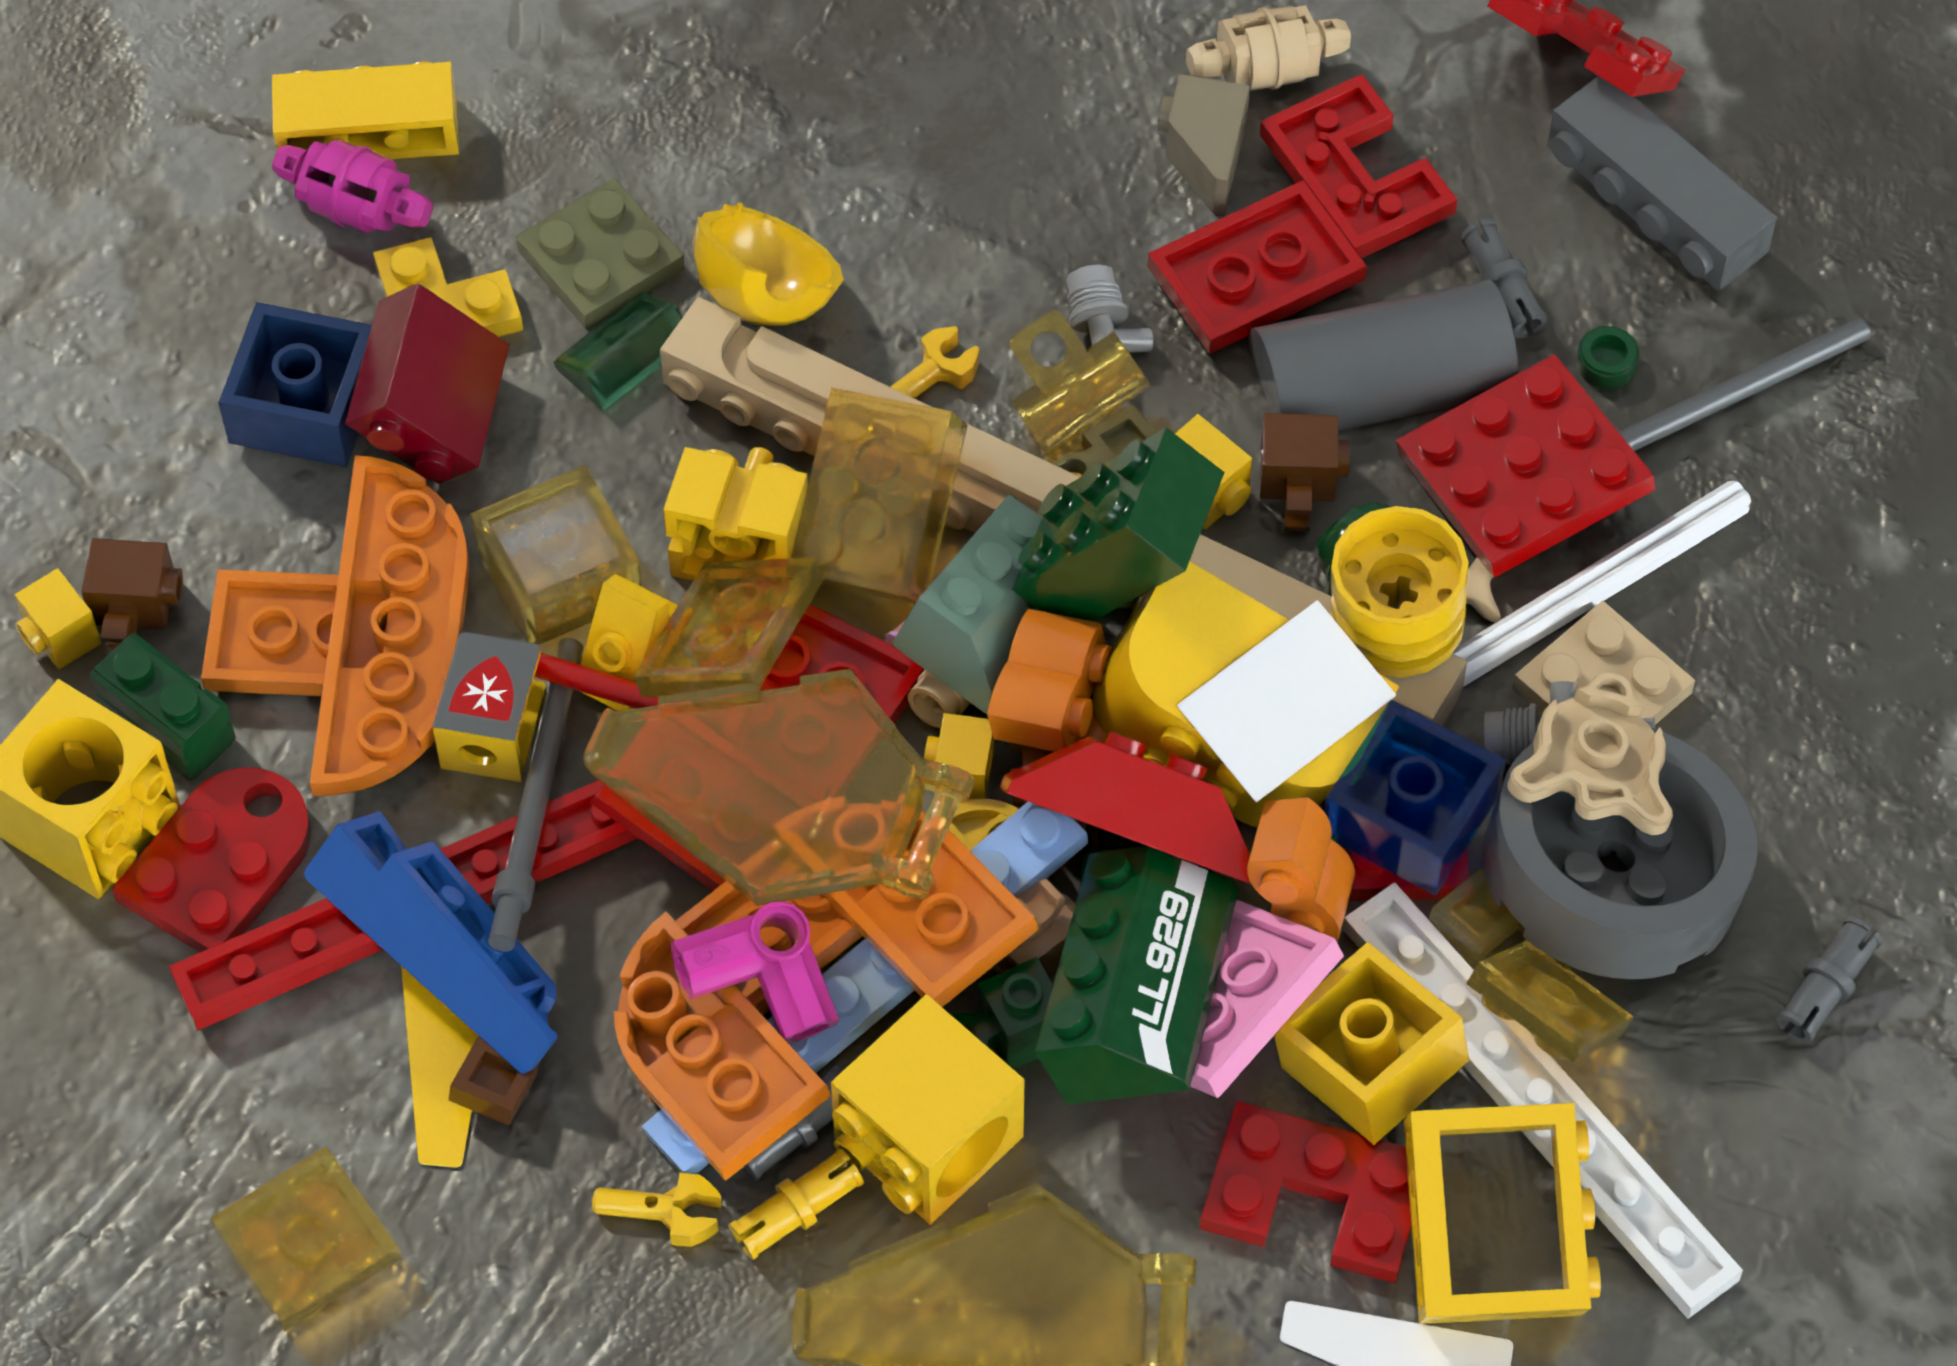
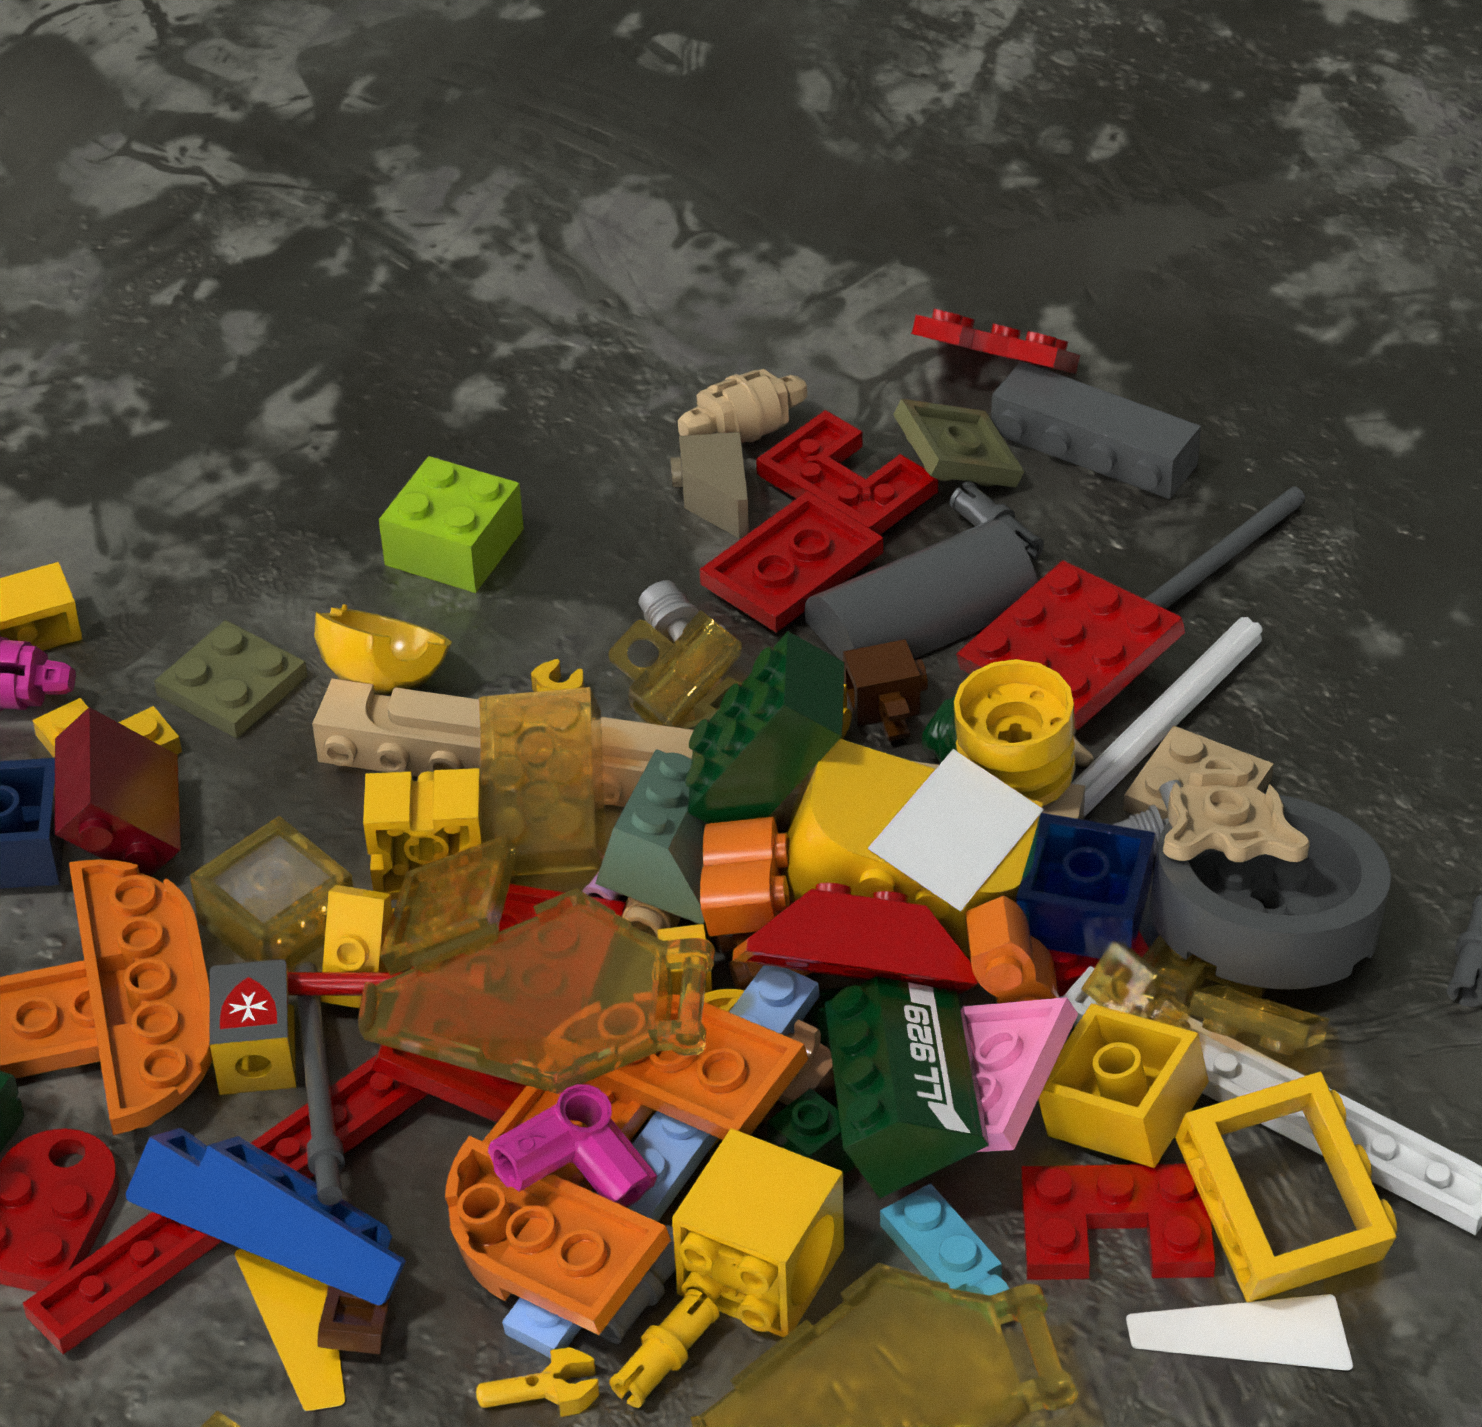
camera: 15 degrees left, 15 degrees down
(620, 349) = (274, 743): clear green slope -> none
(895, 118) = (451, 524): none -> lime brick
(1123, 1172) = (942, 1243): none -> medium azure plate
(1415, 929) = (1128, 985): none -> clear yellow plate
(1495, 162) = (958, 443): none -> olive plate
(1607, 357) = (1104, 558): dark green tile -> none

